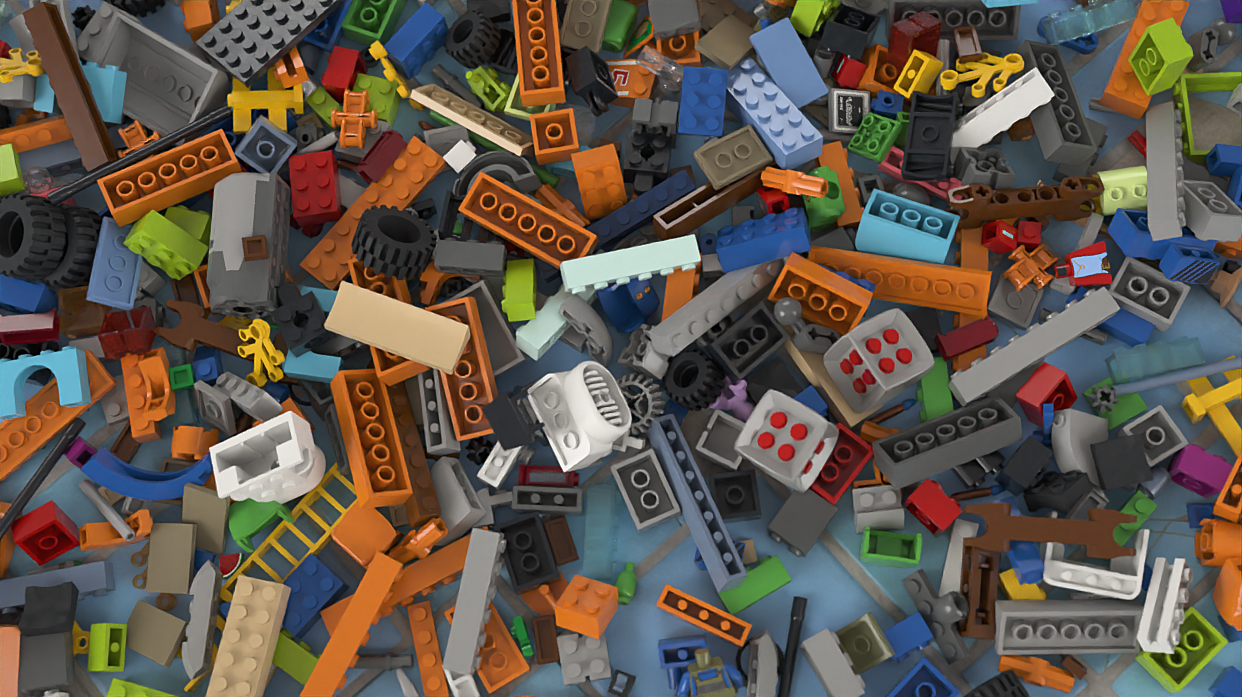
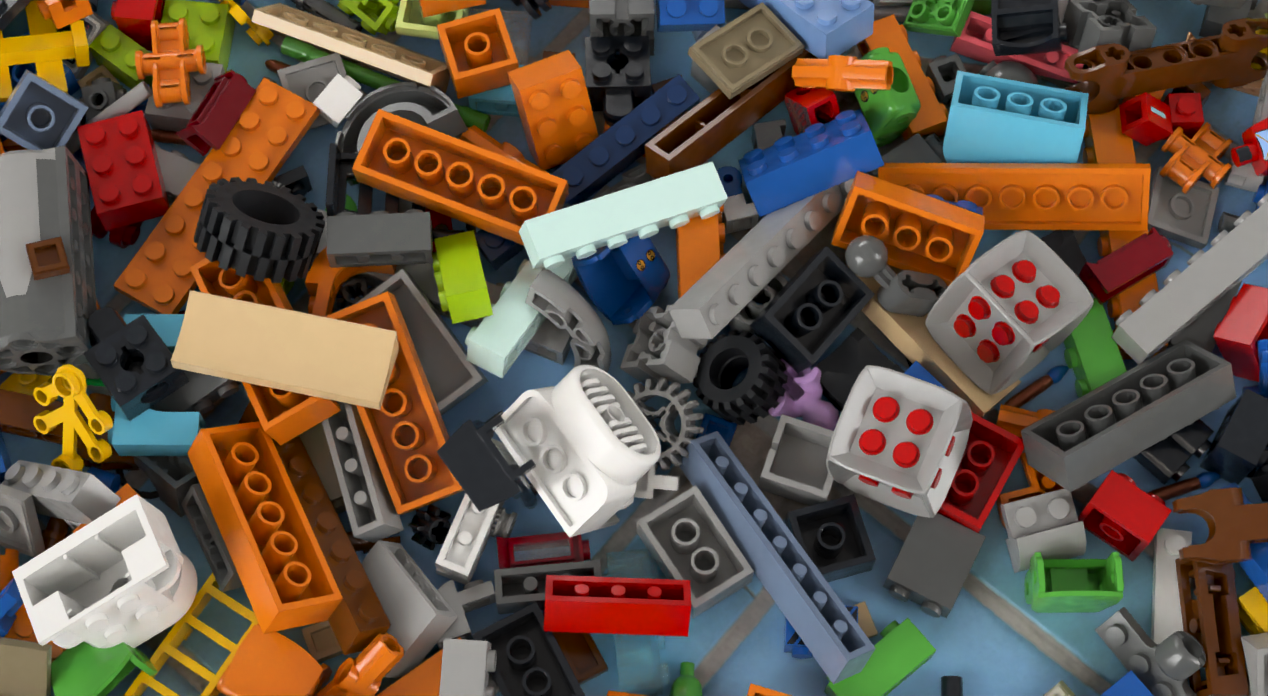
camera: 20 degrees left, 5 degrees down
(587, 521) = (617, 605): none -> red brick

